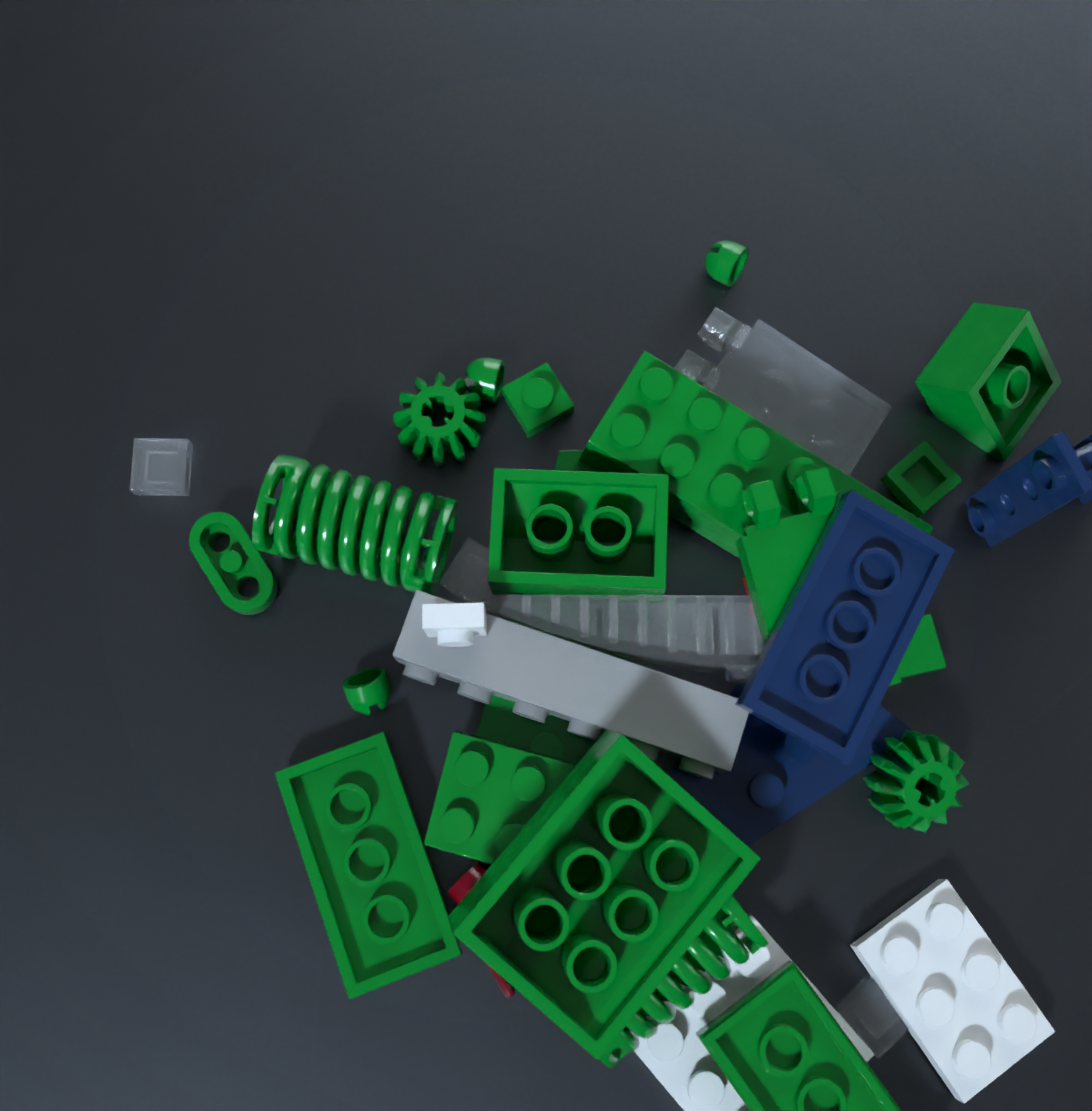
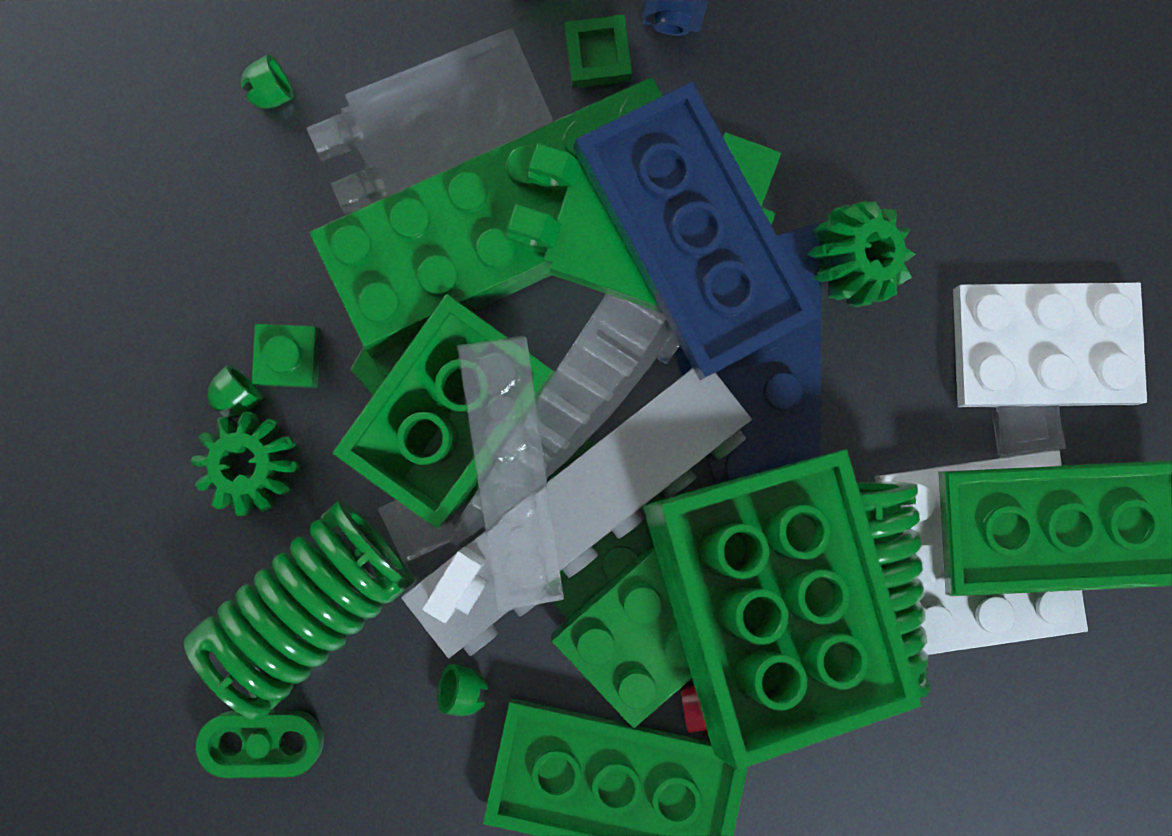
camera: 55 degrees left, 10 degrees up
(161, 467) = (119, 754): clear tile -> none
(567, 606) = (510, 472): none -> clear plate

